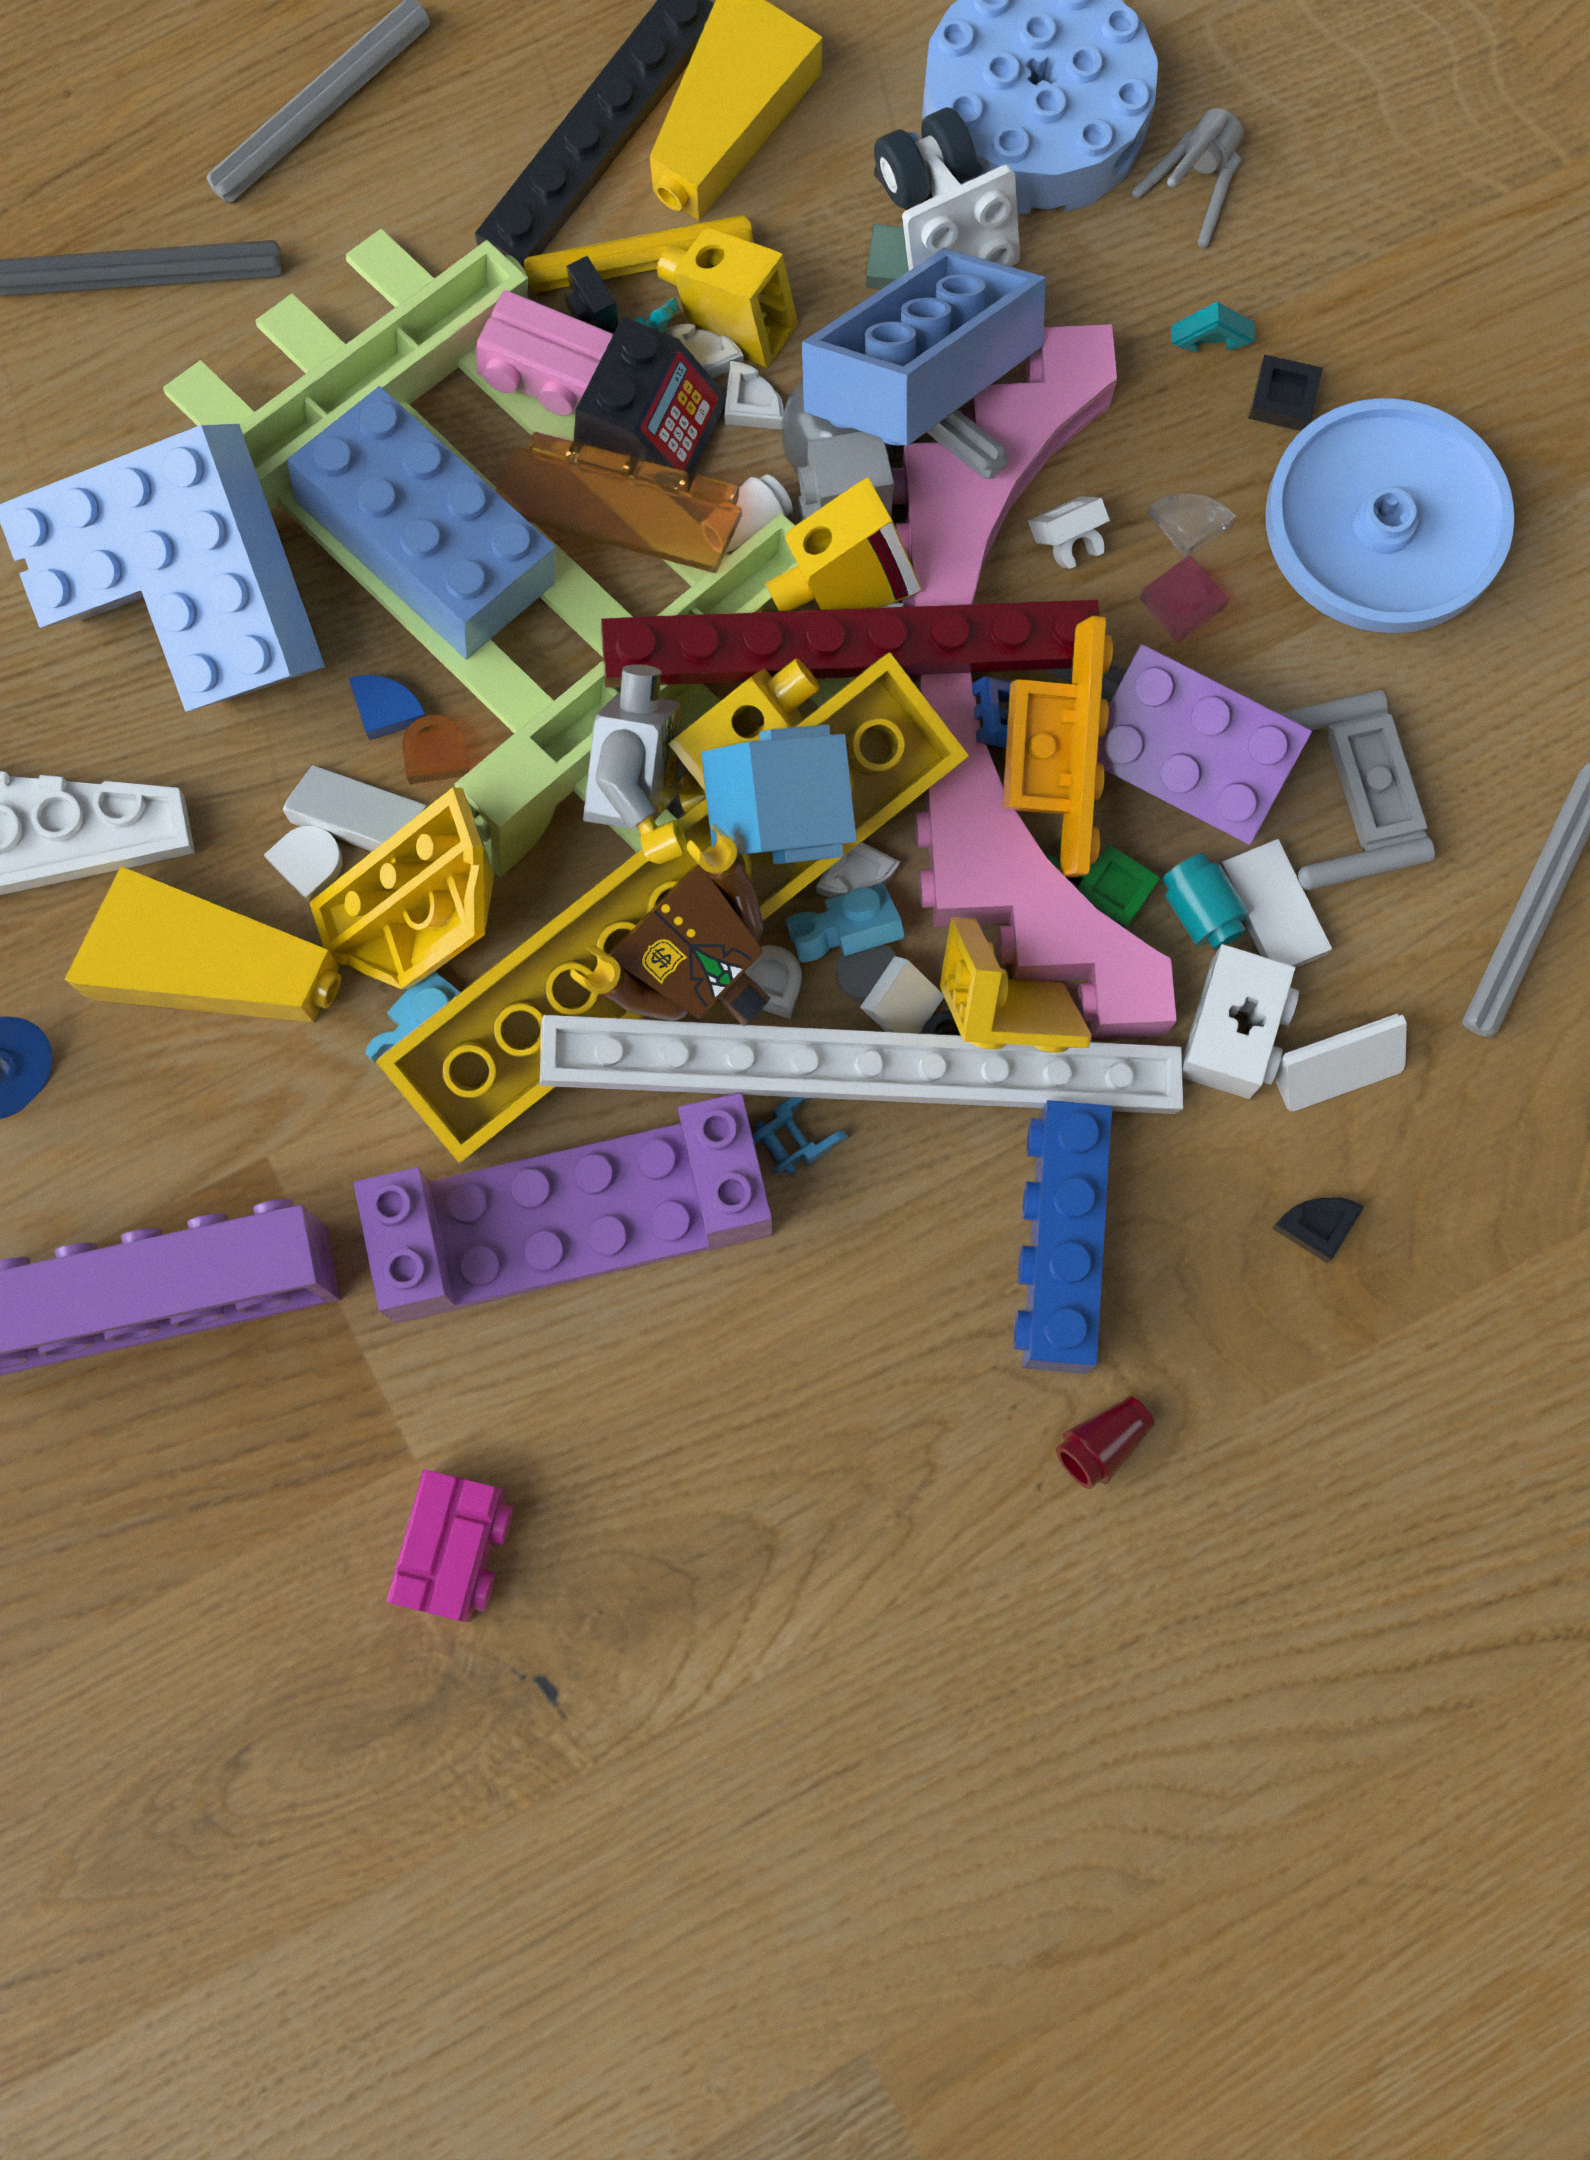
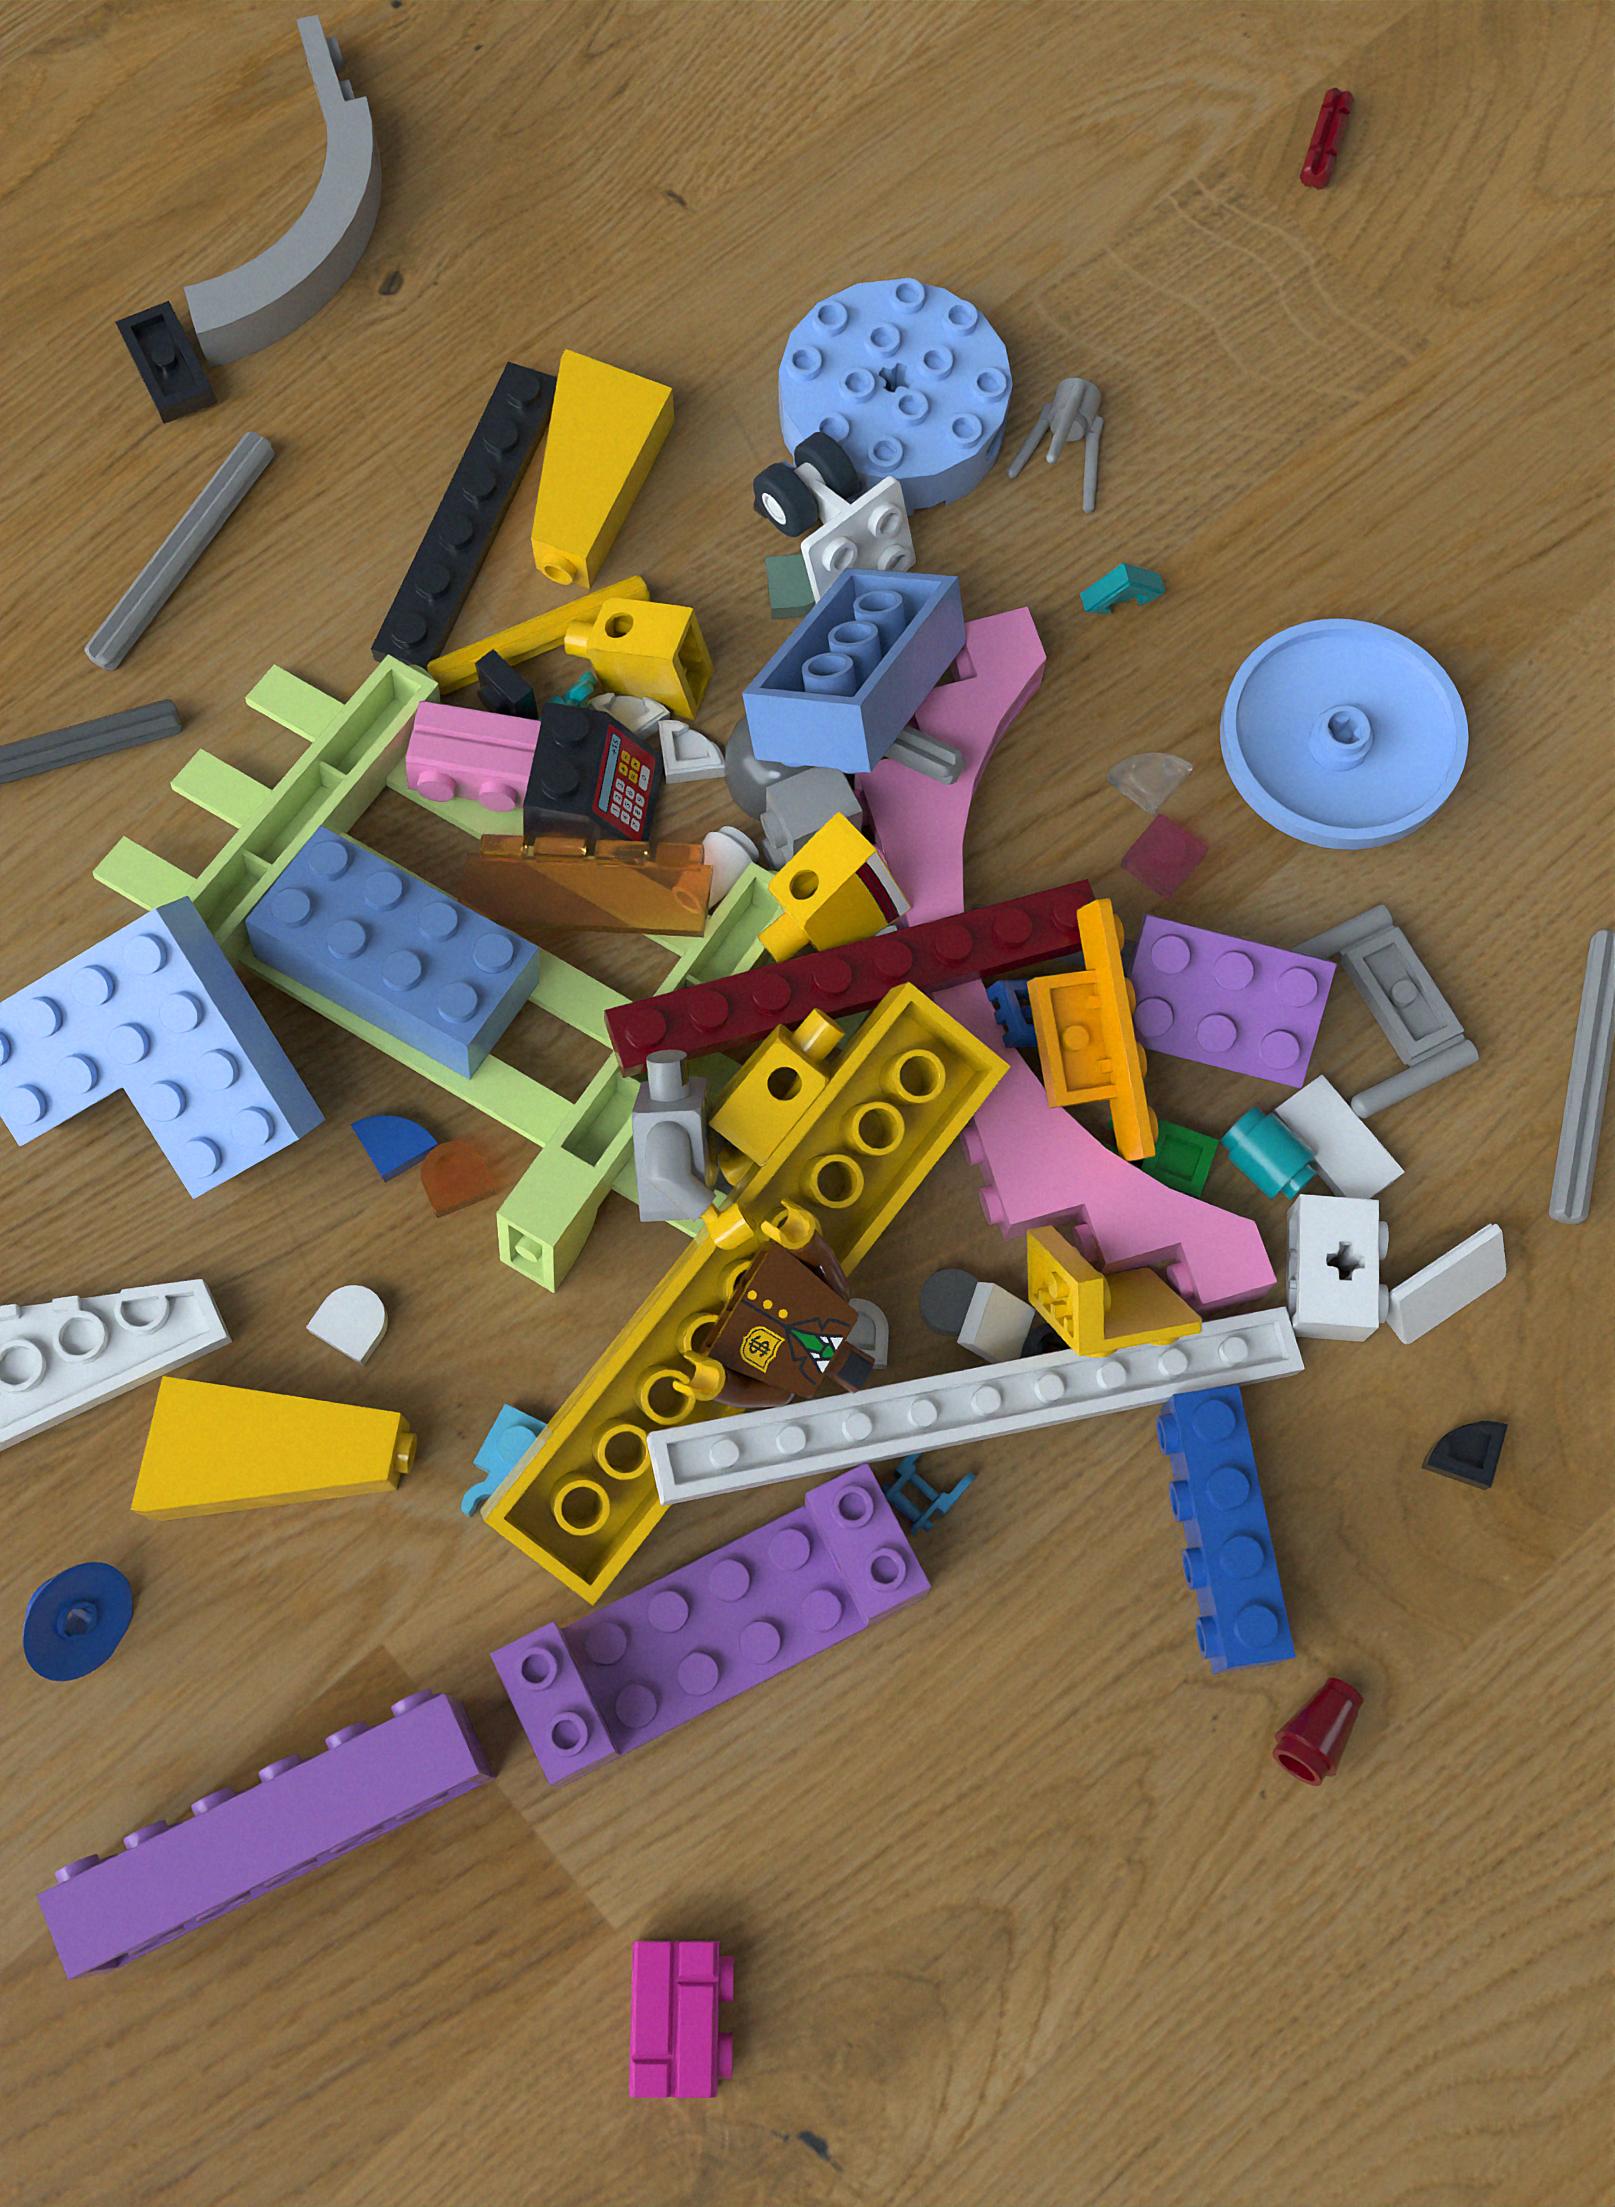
camera: 15 degrees left, 5 degrees down
(349, 808) = (390, 1261): white slope -> none
(411, 898) = (475, 1340): yellow wedge -> none
(782, 794) = (841, 1150): dark azure plate -> none
(852, 920) = (923, 1255): medium azure plate -> none
(857, 869) = (922, 1206): white tile -> none
(1068, 523) = (1033, 808): white tile -> none
(1285, 393) = (1208, 636): black plate -> none

